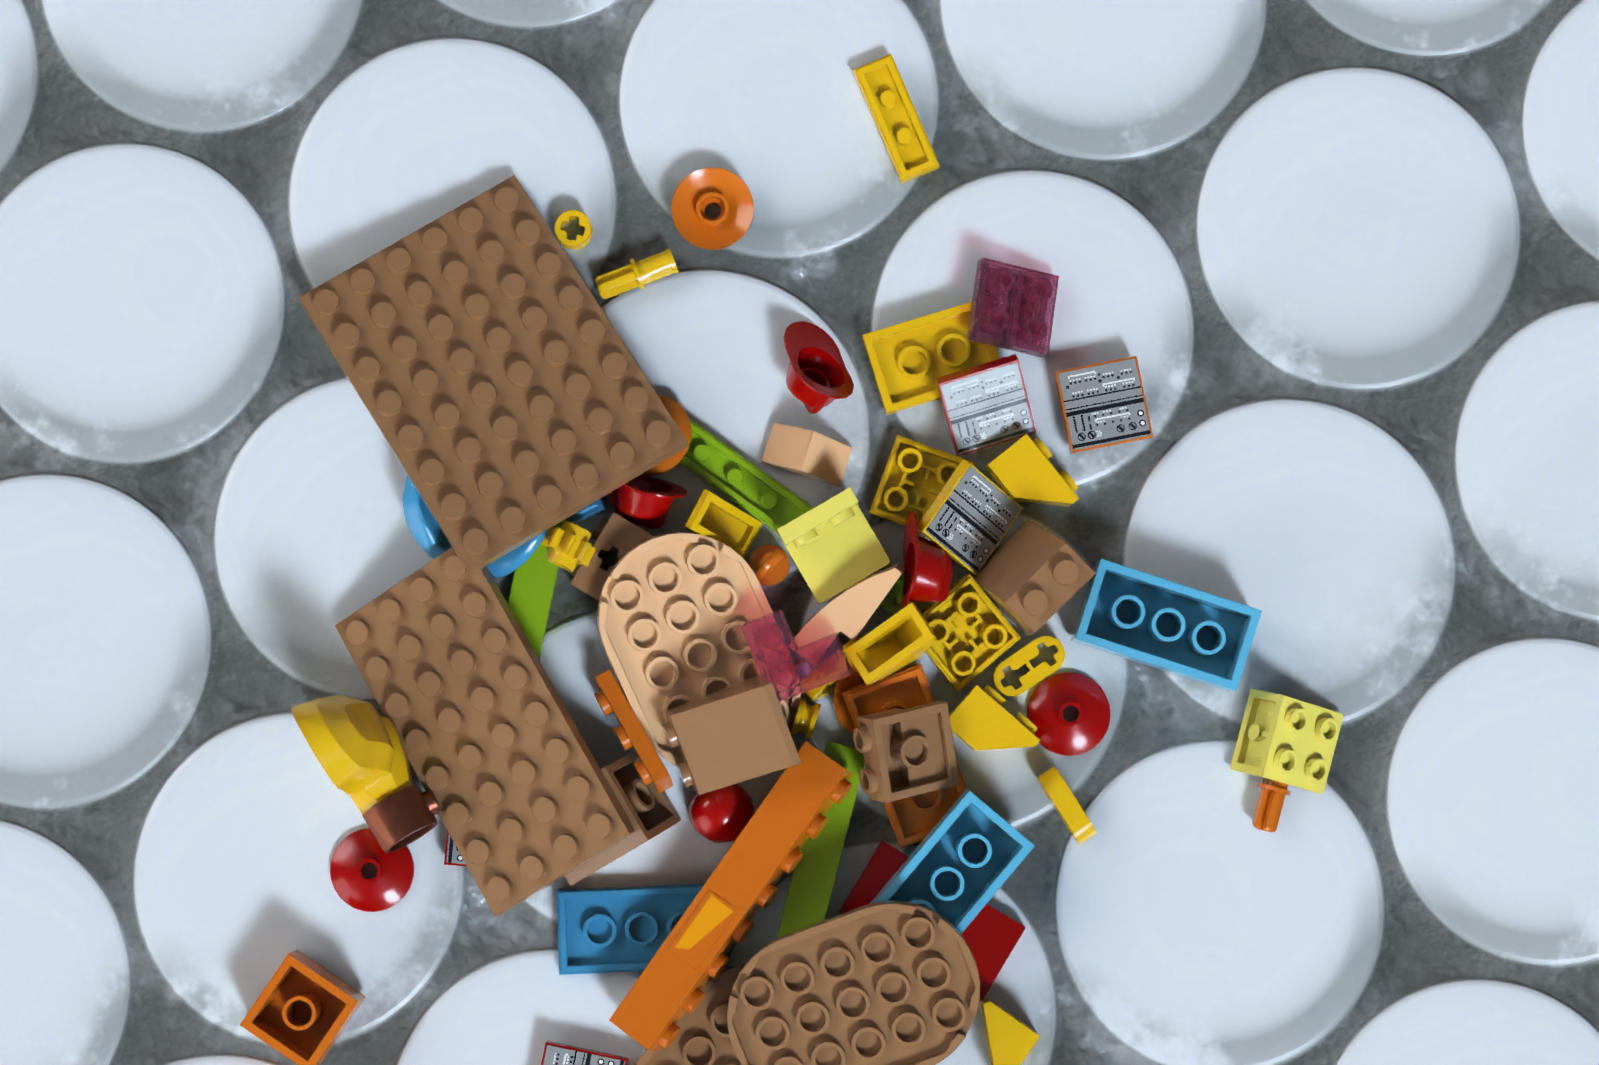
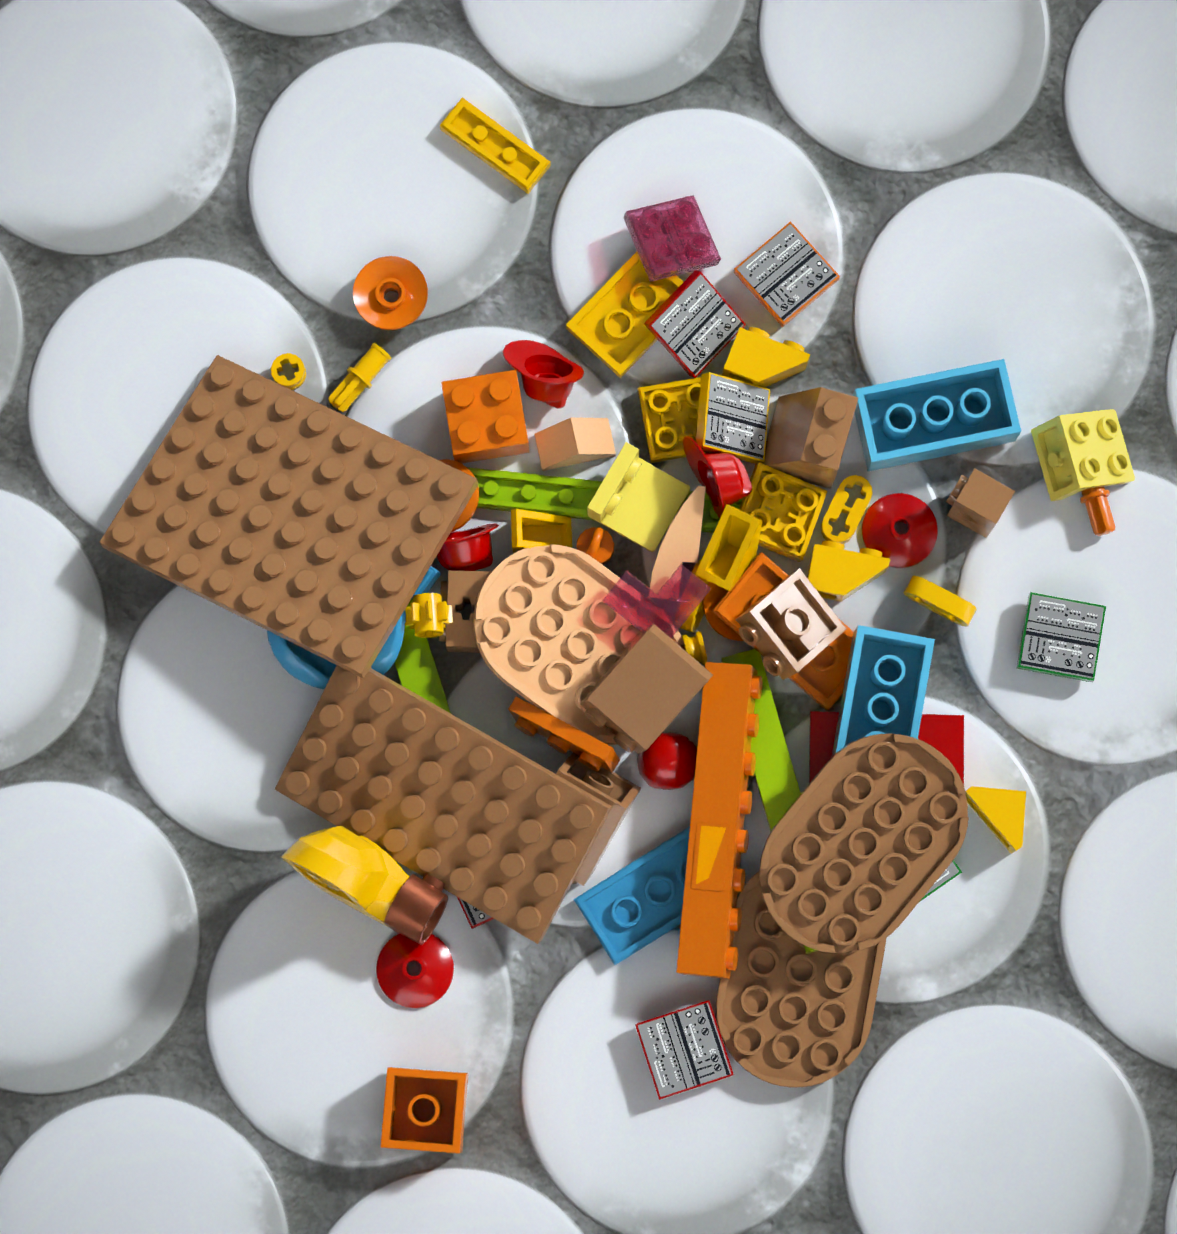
camera: 25 degrees left, 5 degrees down
(734, 381) = (485, 417): none -> orange brick
(1157, 734) = (978, 502): none -> medium nougat brick
(1162, 906) = (1061, 637): none -> light grey tile

